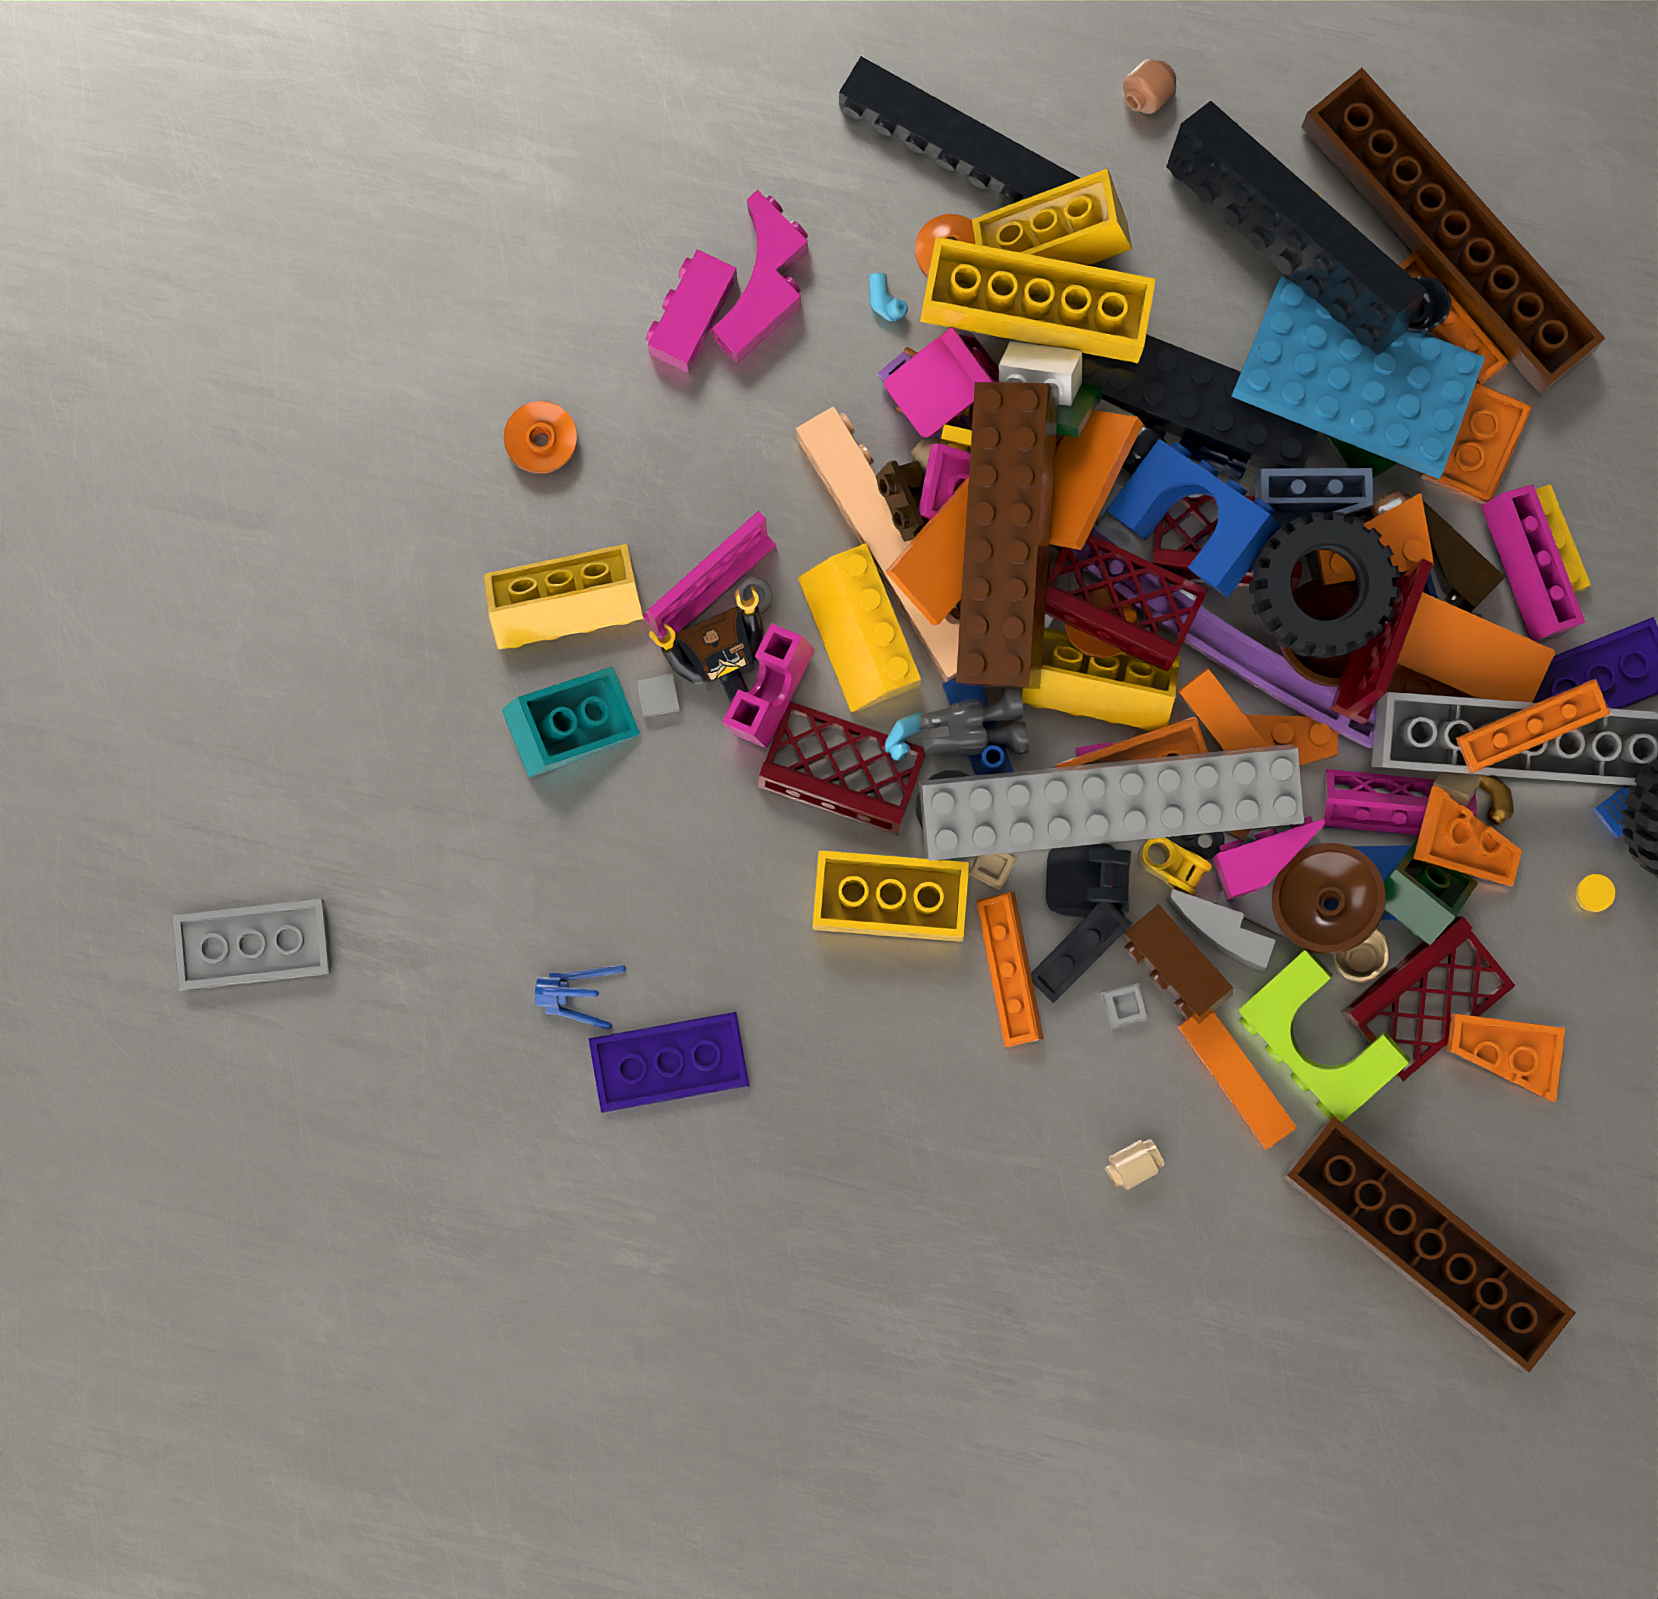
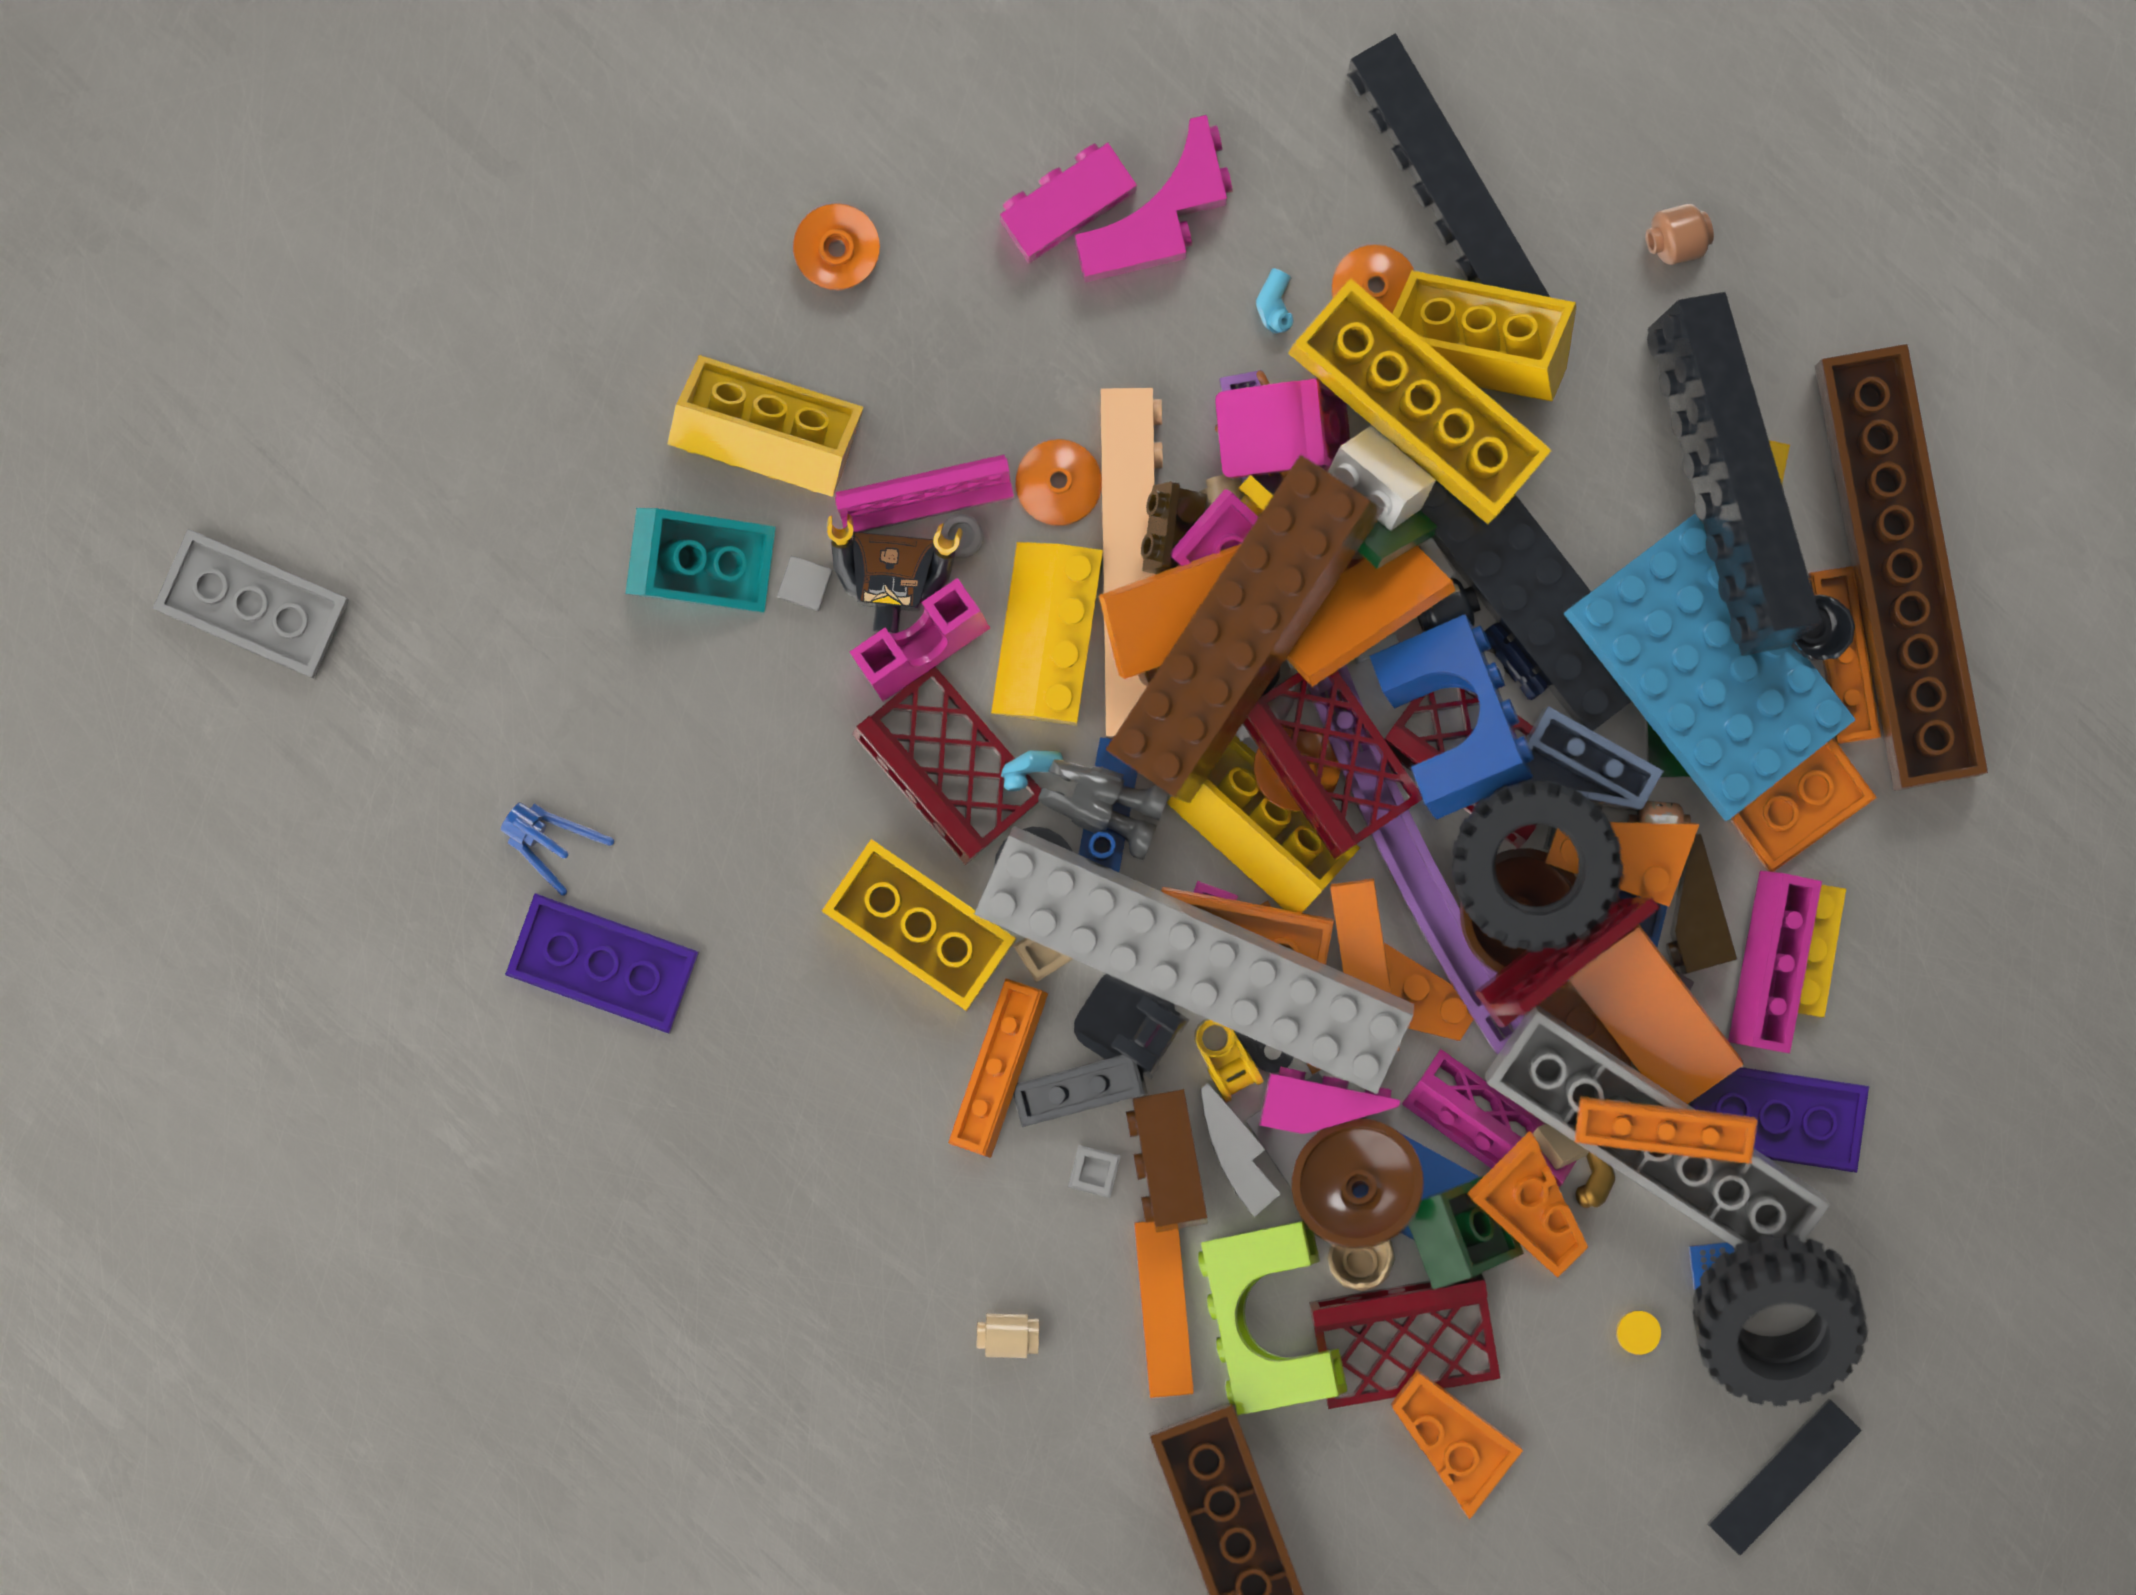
camera: 30 degrees right, 5 degrees up
(808, 534) = (1053, 504): none -> orange dish

